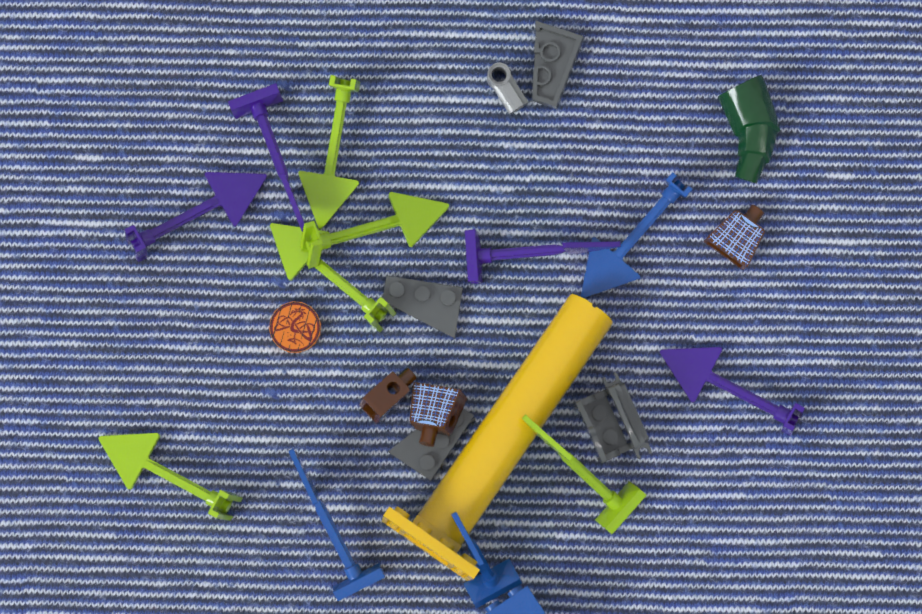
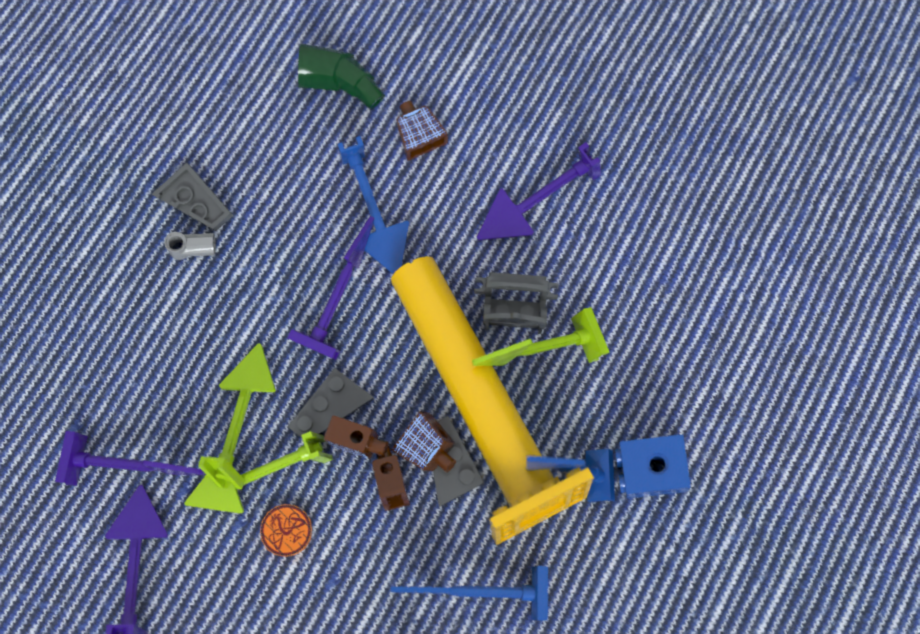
camera: 60 degrees left, 10 degrees down
(326, 191) = (184, 440): lime piece -> none
(404, 336) = (346, 437): none -> reddish brown torso

